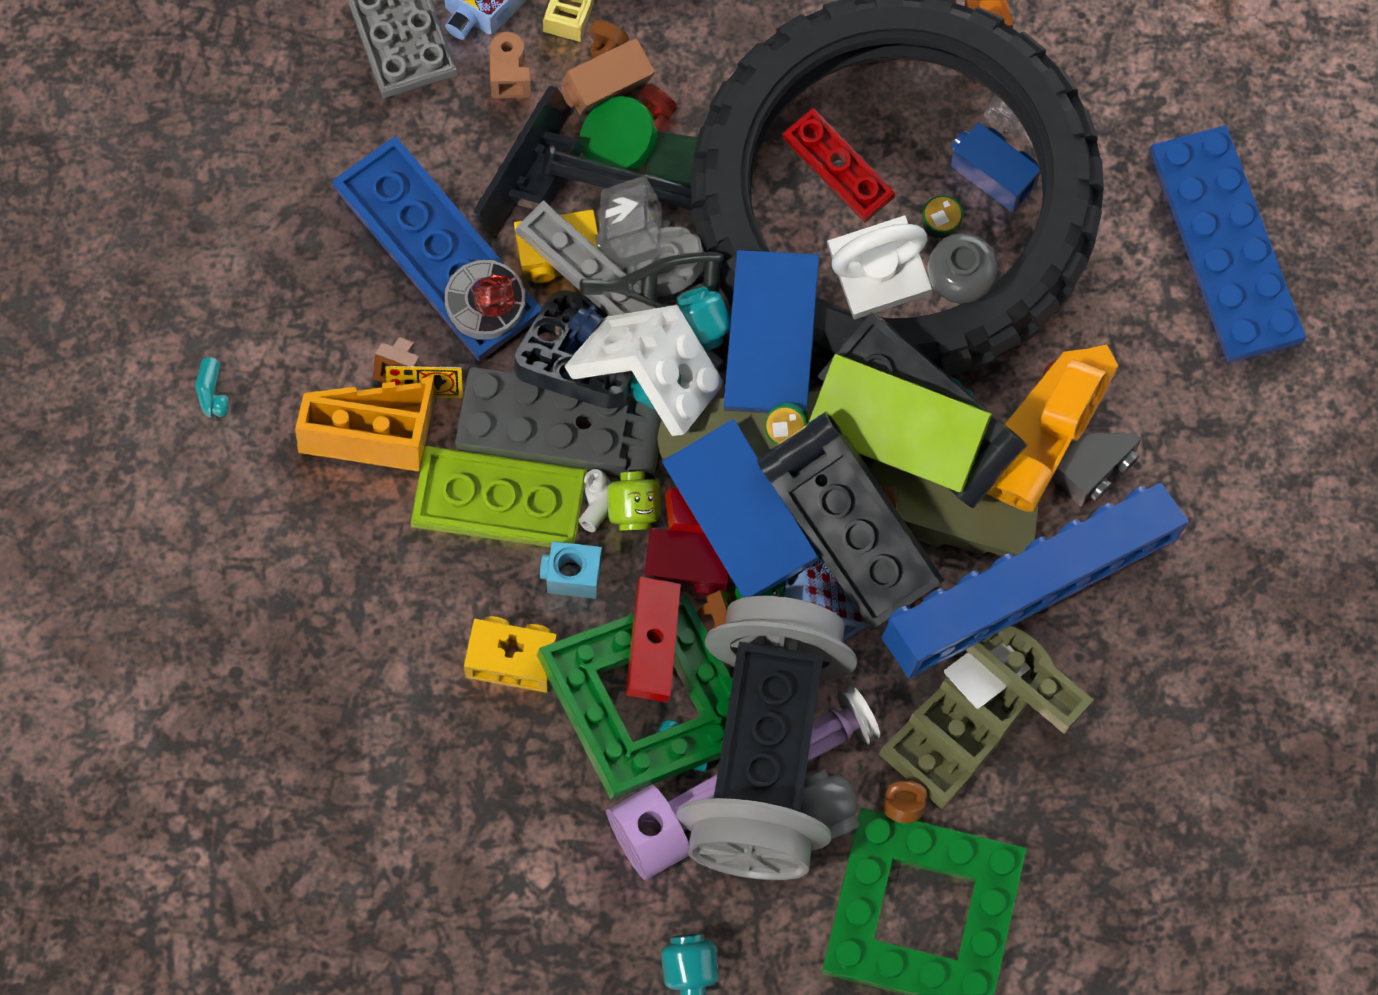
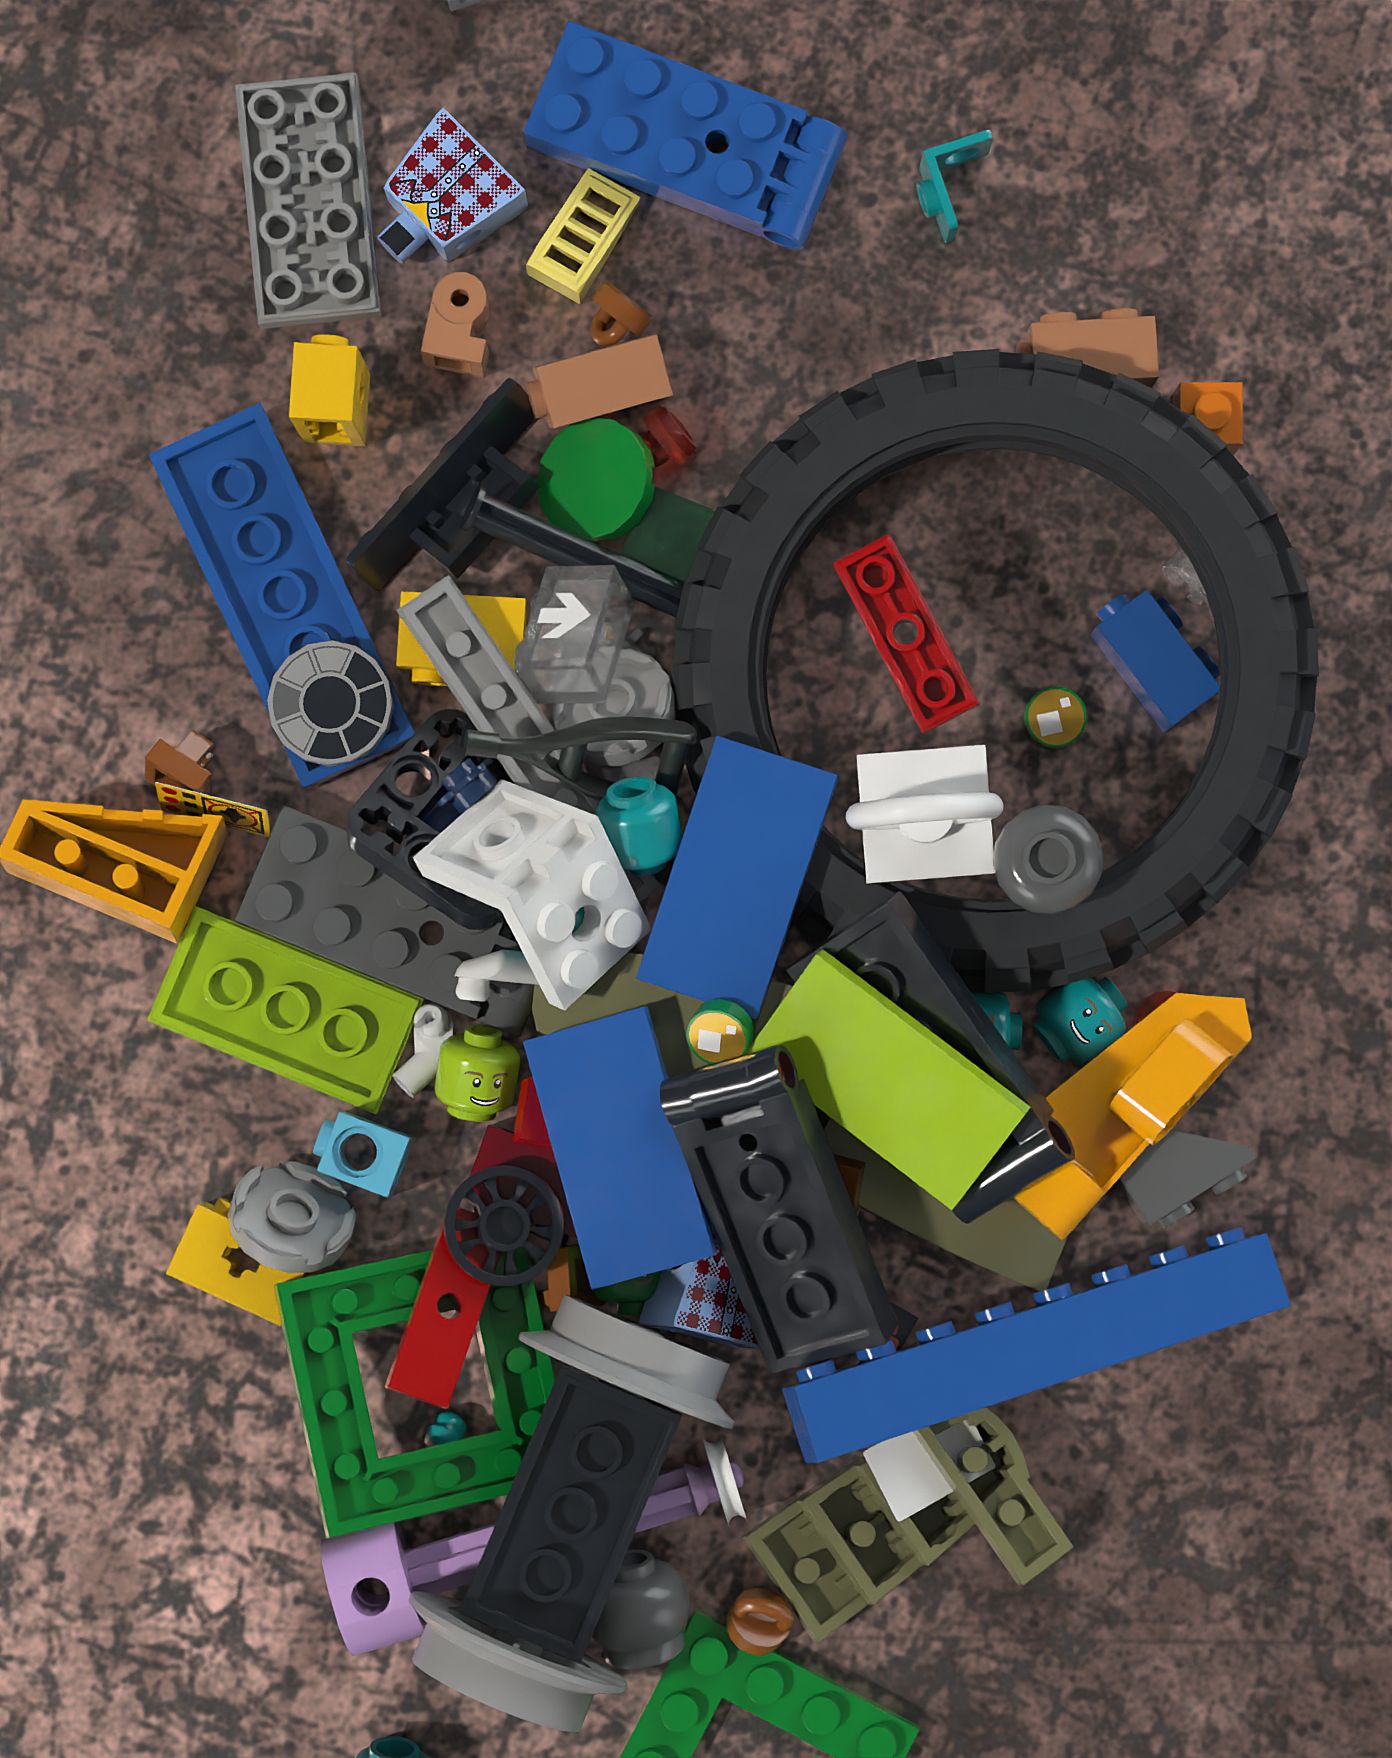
camera: 20 degrees right, 15 degrees up
(440, 116) = (329, 392): none -> yellow brick
(492, 291) = (339, 707): clear red tile -> none
(536, 615) = (291, 1217): none -> light grey tile
(635, 424) = (497, 966): none -> white arm
(676, 580) = (503, 1226): none -> black wheel
(1007, 384) = (1080, 1019): none -> teal head

